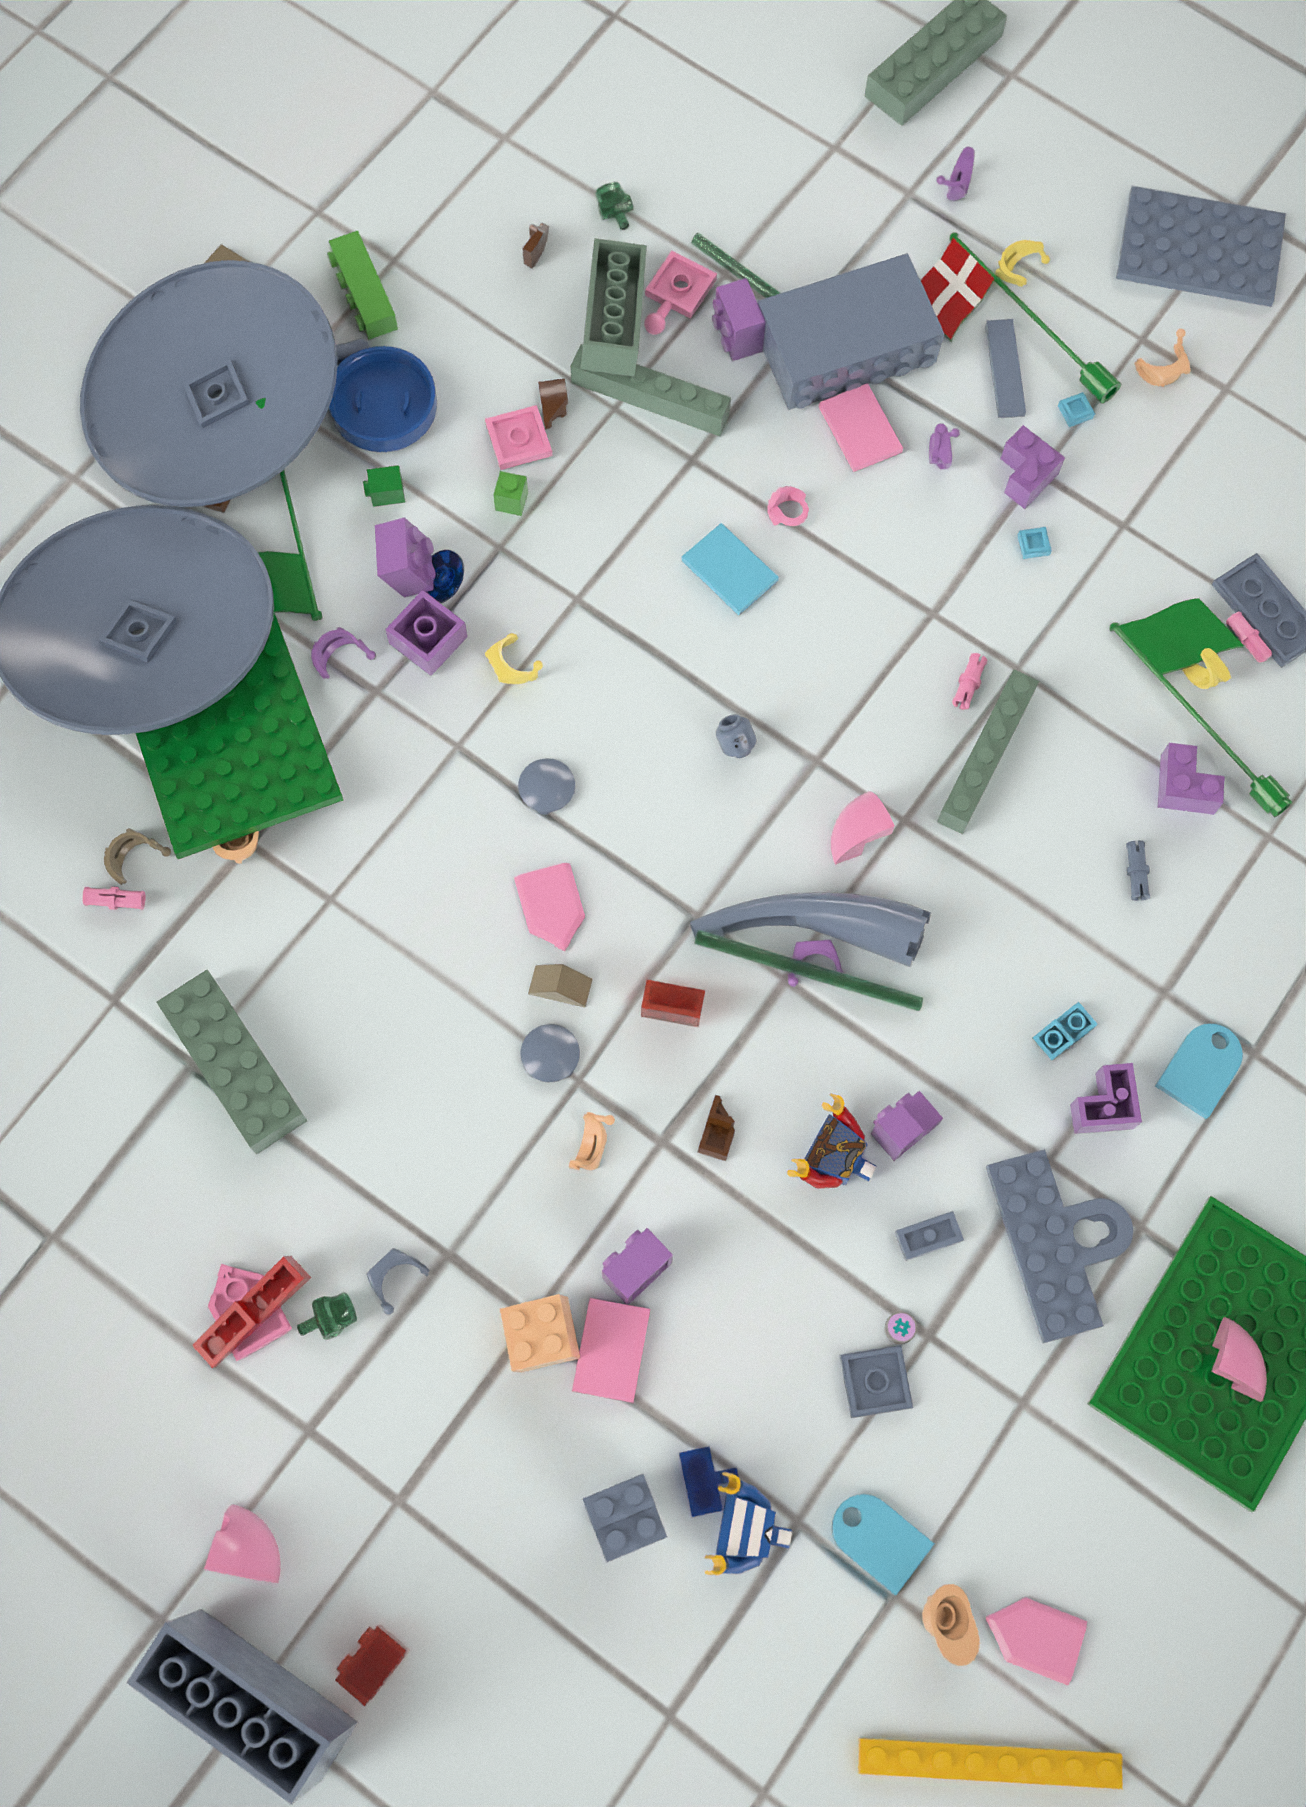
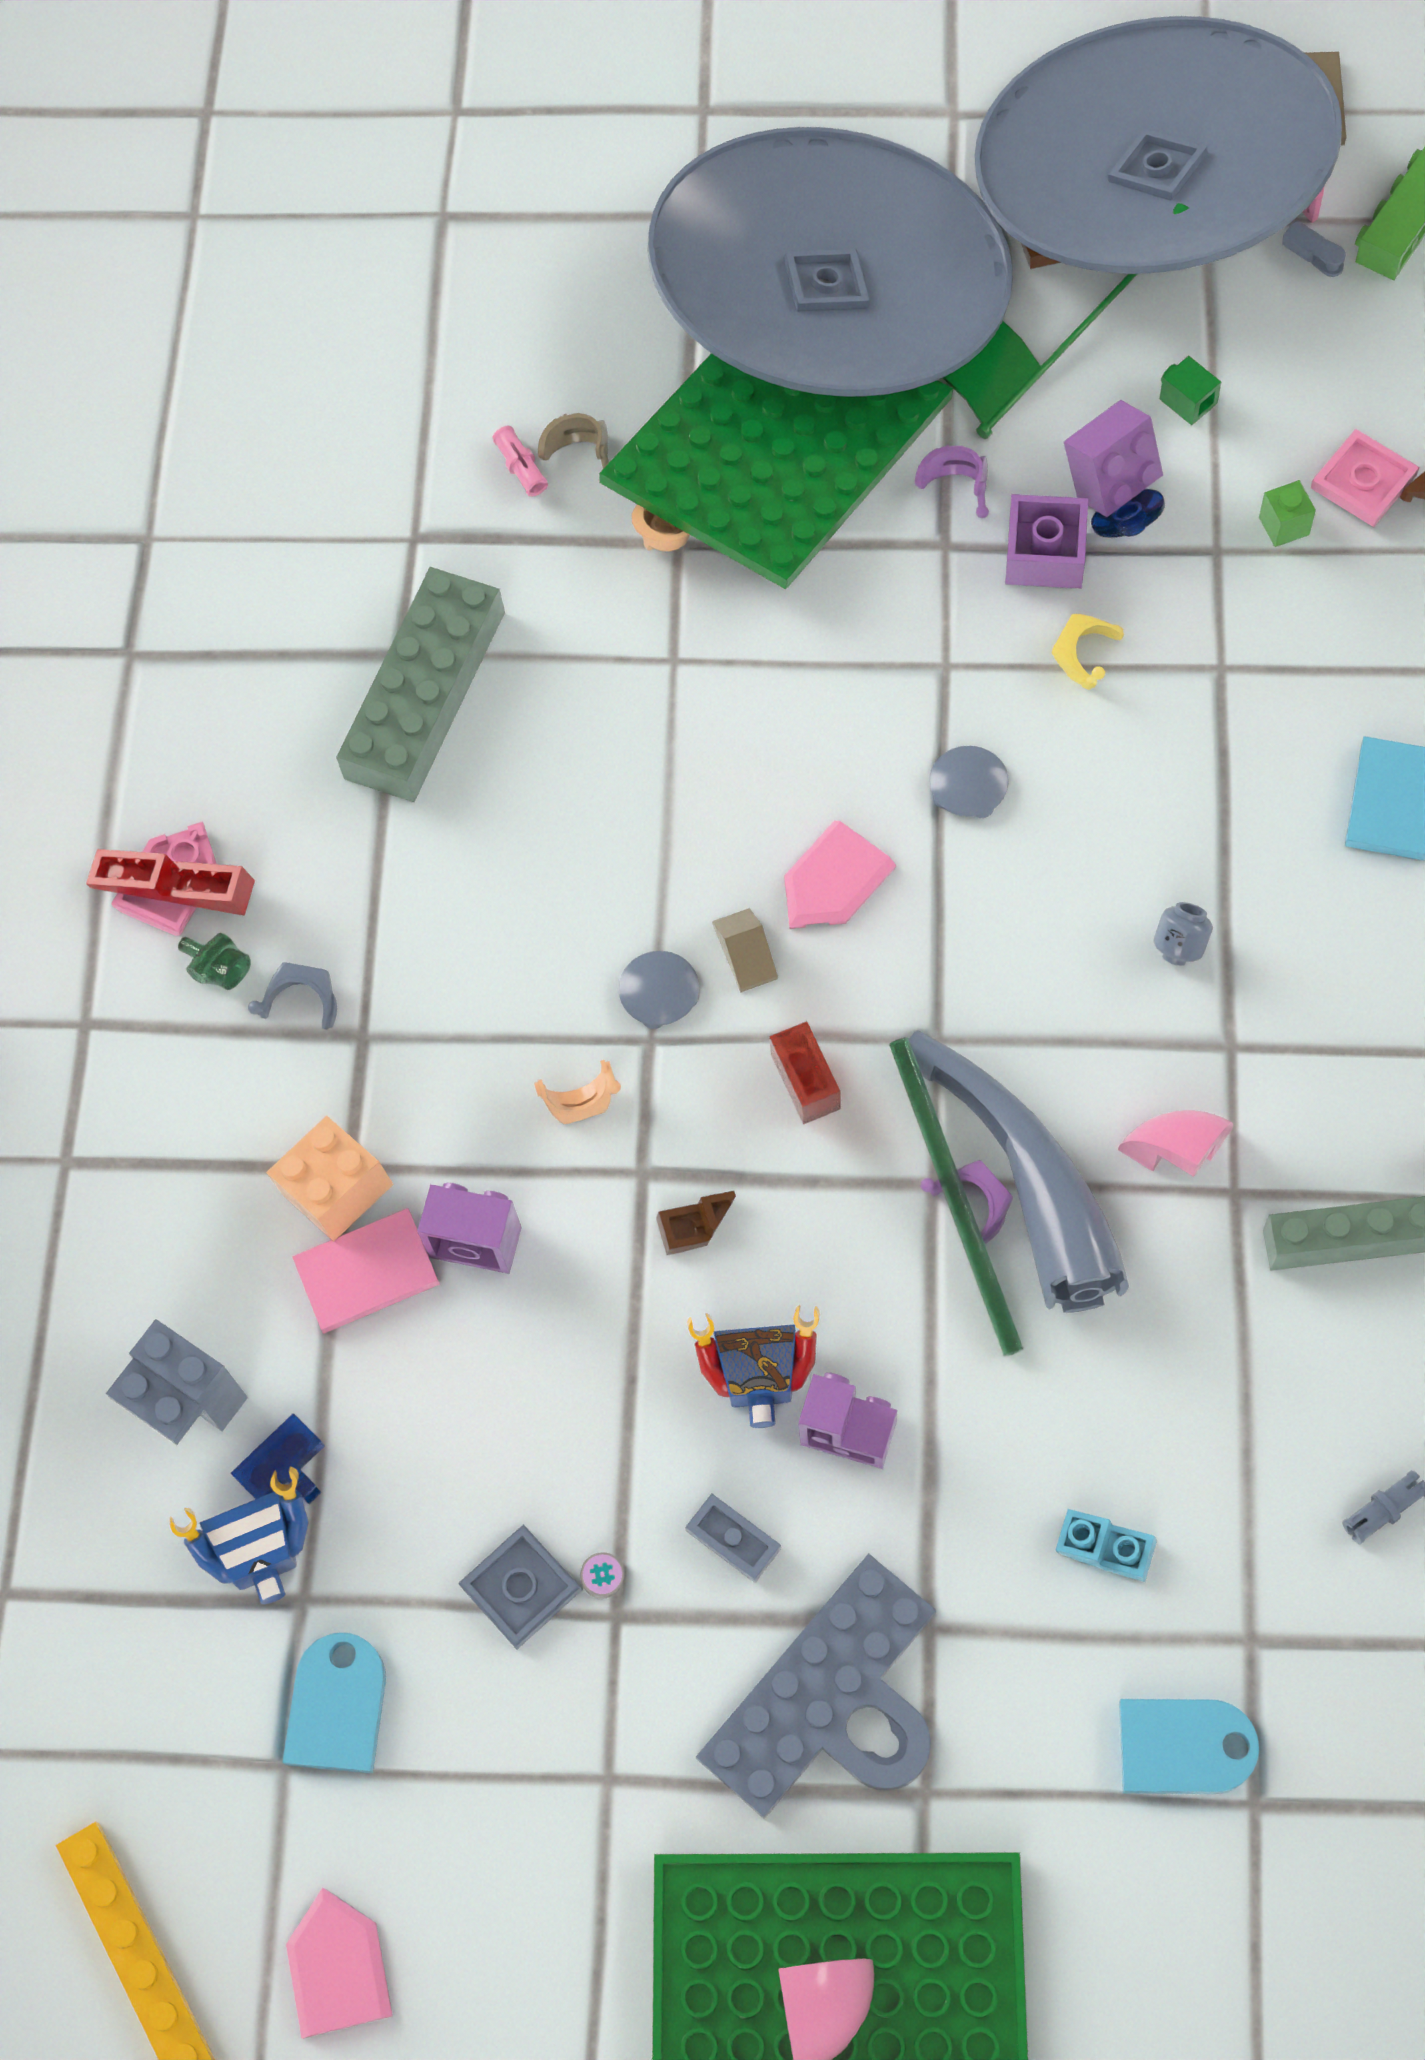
camera: 65 degrees right, 5 degrees down
(383, 399) = (1290, 317): blue brick -> none
(951, 1622) = (283, 1846): light nougat piece -> none
(1114, 1107) = (1044, 1659): medium lavender brick -> none

